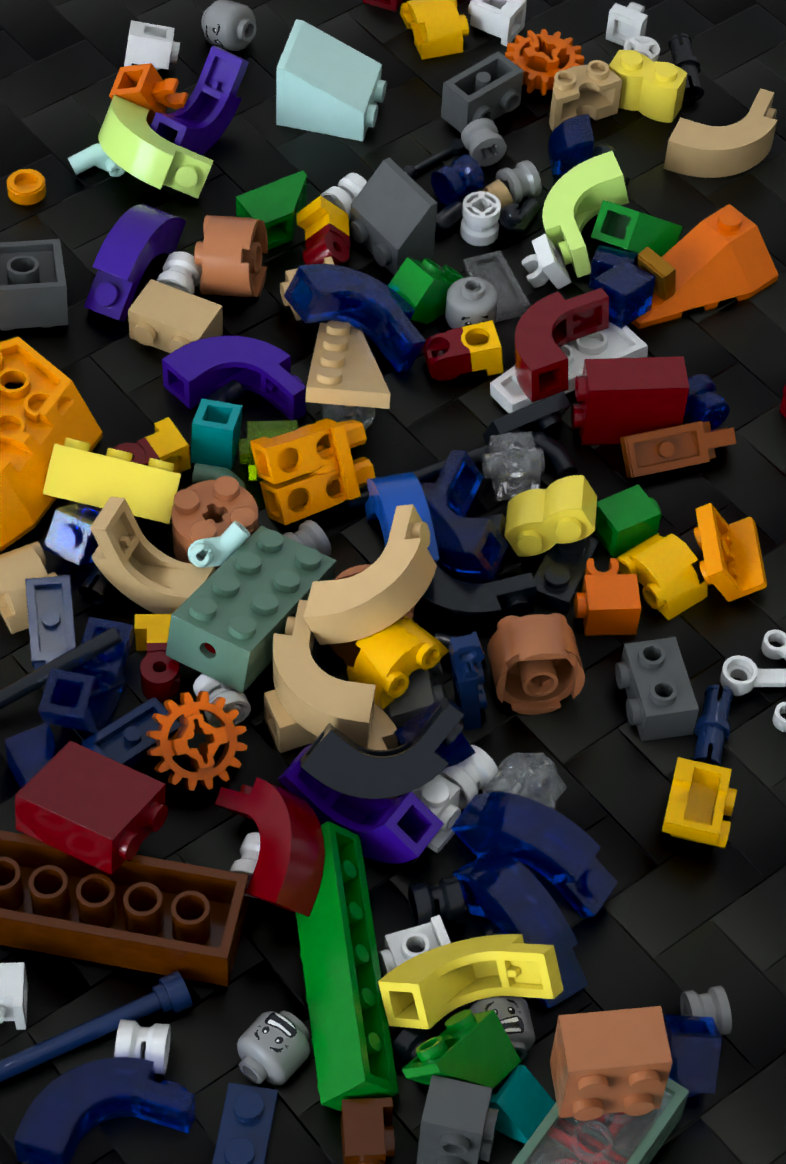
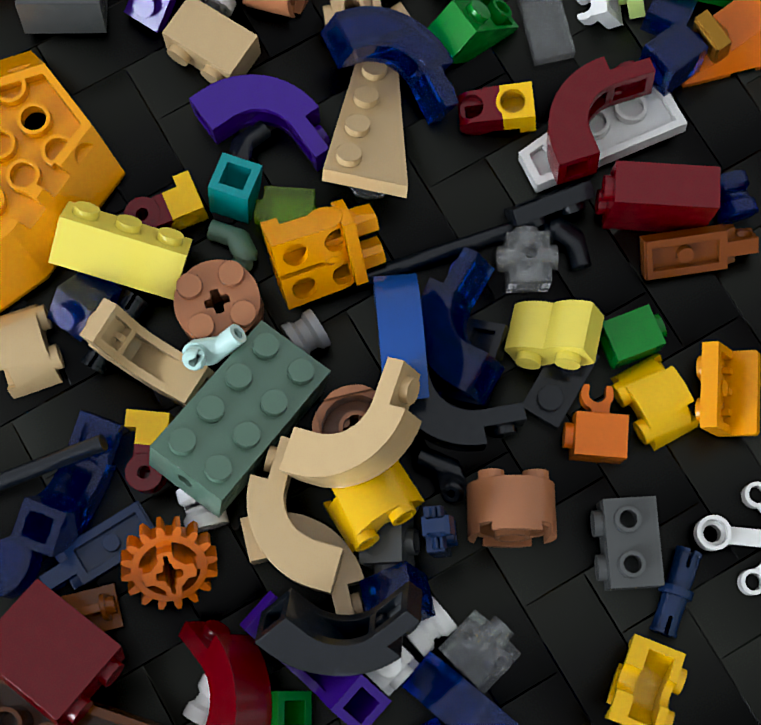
camera: 10 degrees right, 25 degrees up
(50, 618) = (45, 409): dark blue hinge -> none
(470, 302) = (513, 53): light grey head -> none

